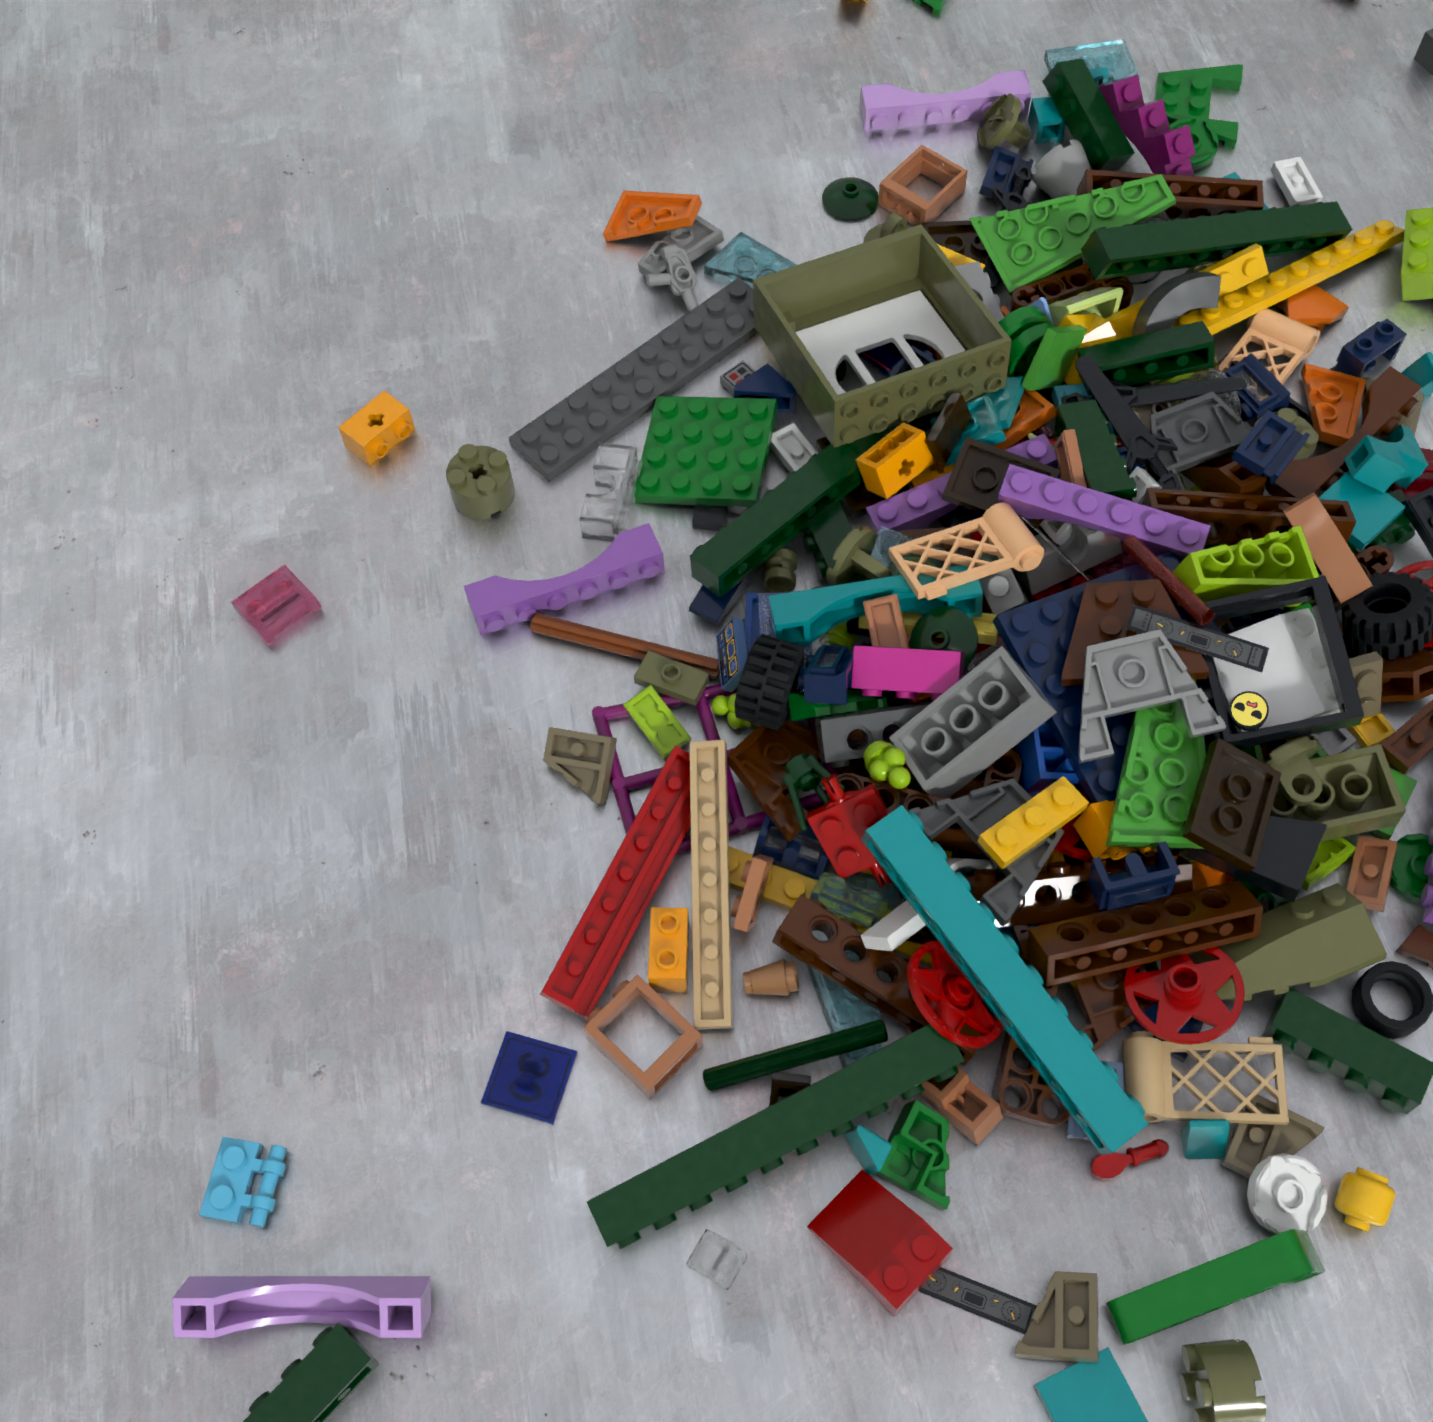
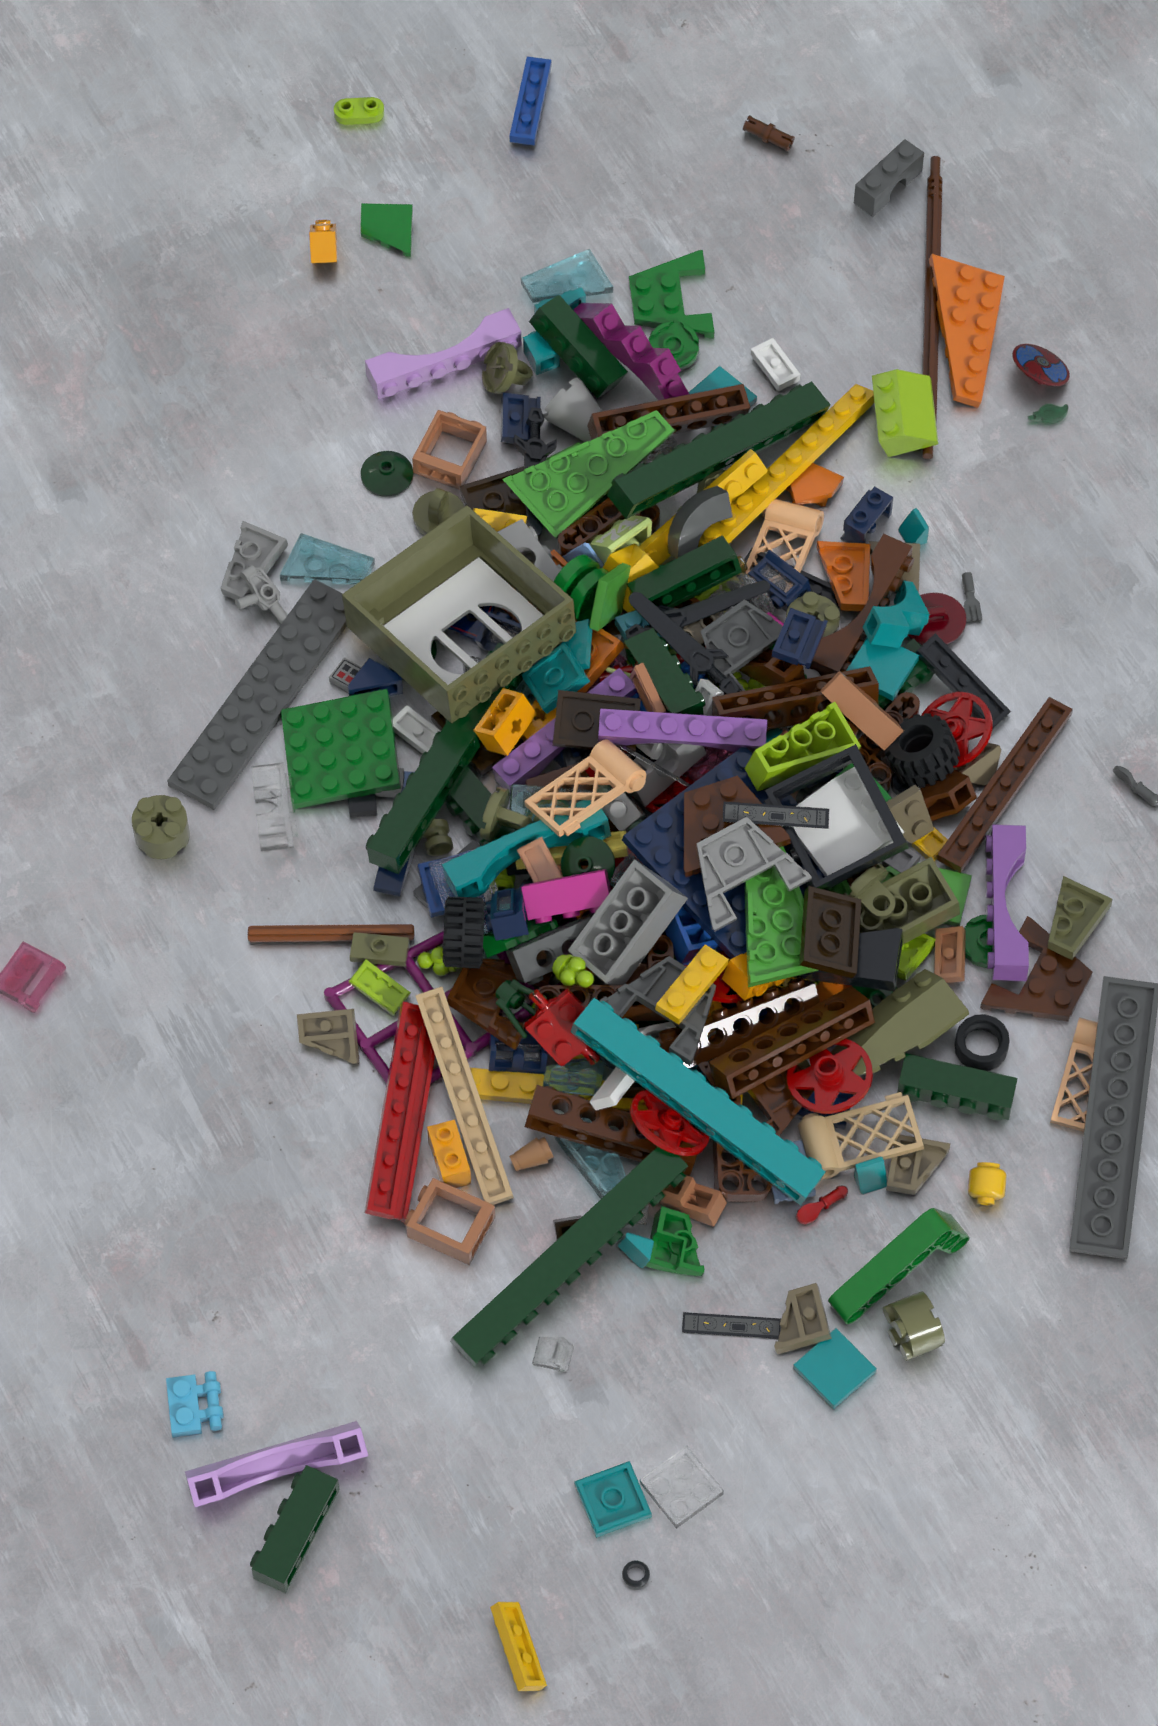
camera: 20 degrees left, 0 degrees up
(377, 428) = (50, 801): light orange brick -> none
(504, 601) = (219, 923): medium lavender arch -> none
(529, 1077) = (375, 1275): clear blue piece -> none
(649, 213) = (215, 535): orange wing -> none
(731, 653) = (422, 917): tile -> none
(747, 906) = (497, 1107): nougat plate -> none
(795, 1055) = (566, 1201): dark green axle -> none
(880, 1241) = (664, 1307): red slope -> none
(948, 428) = (541, 683): dark brown tile -> none
(1136, 883) = (776, 1009): dark blue window -> none
(1173, 585) = (745, 774): clear red piece -> none
(1248, 710) = (825, 860): tile -> none
(1286, 1194) = (934, 1189): white tile -> none

